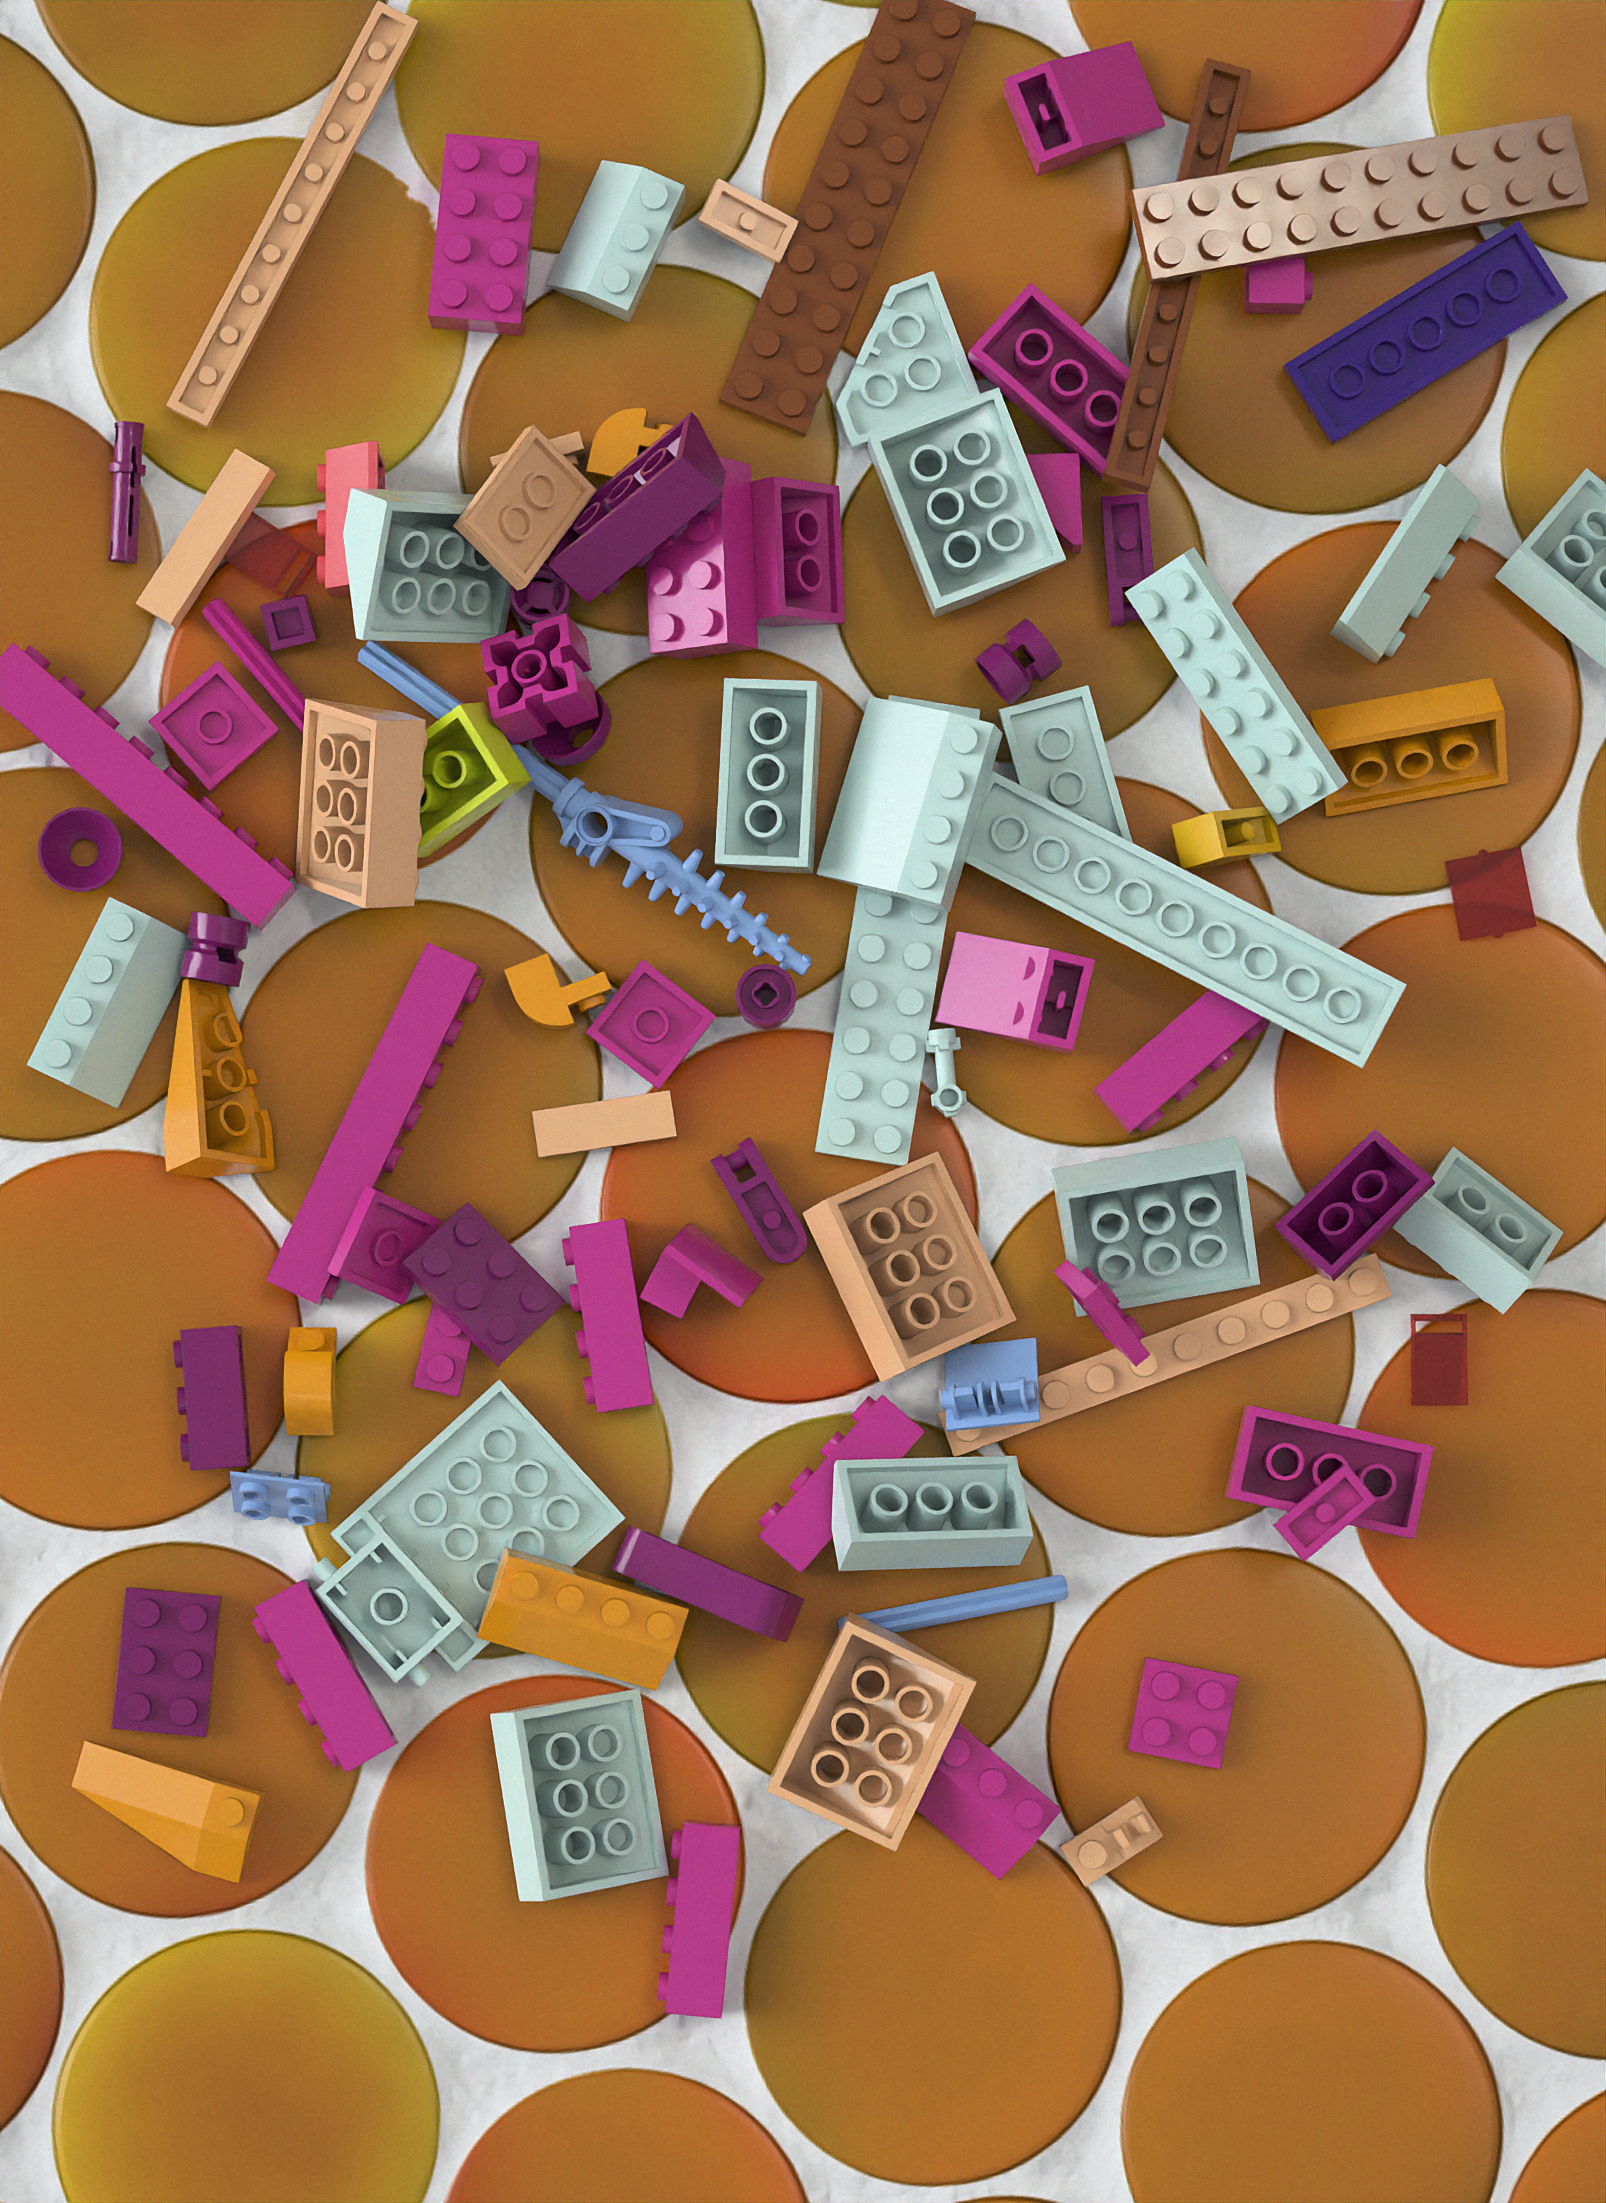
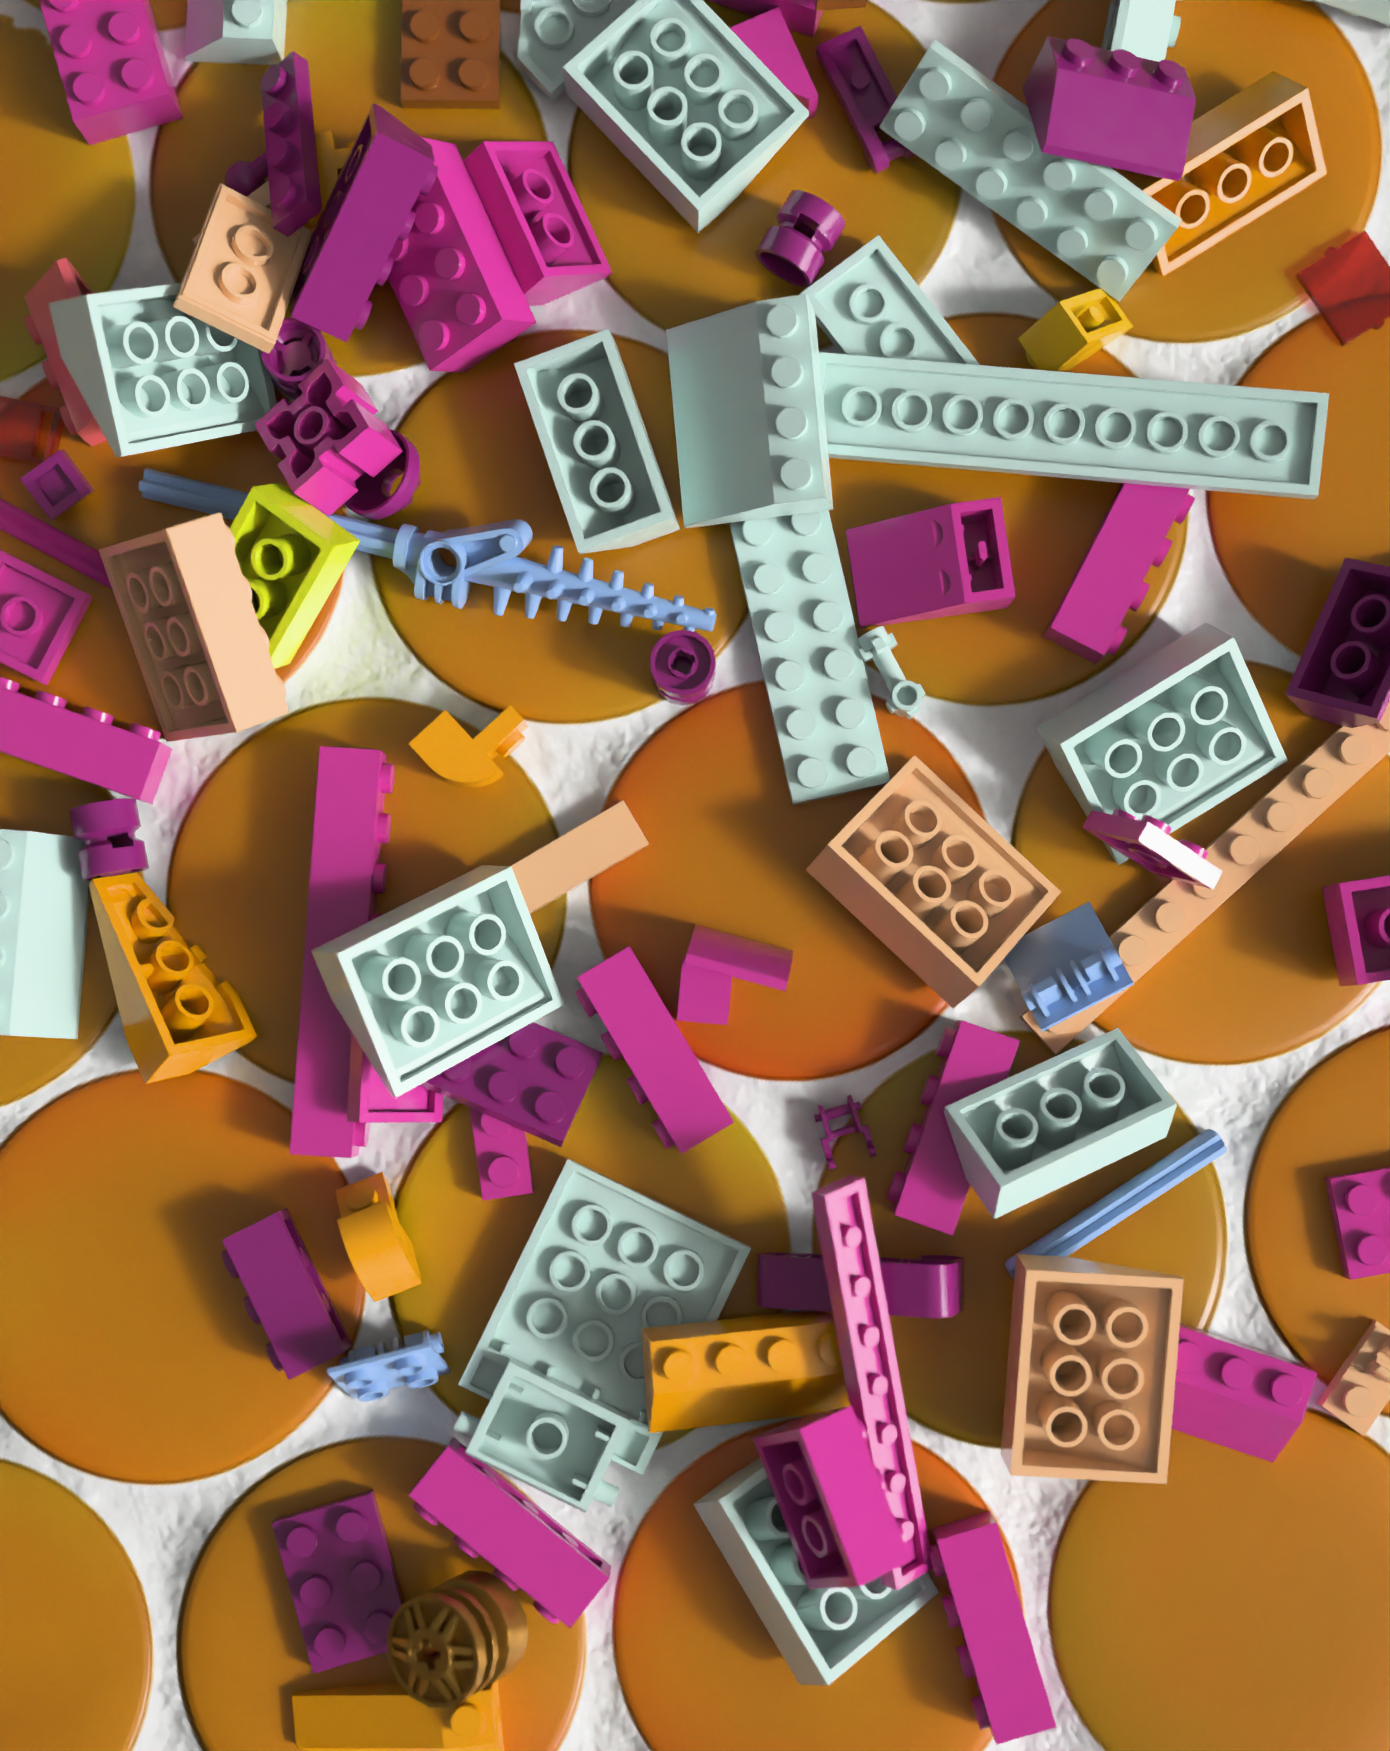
camera: 20 degrees left, 0 degrees up
(249, 1741) = (457, 1638): none -> pearl gold wheel
(454, 1180) = (440, 977): none -> light aqua slope
(605, 412) = (290, 148): none -> magenta plate
(608, 1746) = (832, 1499): none -> dark pink brick
(651, 1024) = (578, 742): dark pink plate -> none
(682, 1665) = (870, 1358): none -> plate
(745, 1432) = (835, 1112): none -> magenta piece
(762, 1204) = (761, 876): magenta plate -> none
(1320, 666) = (1110, 108): none -> magenta slope

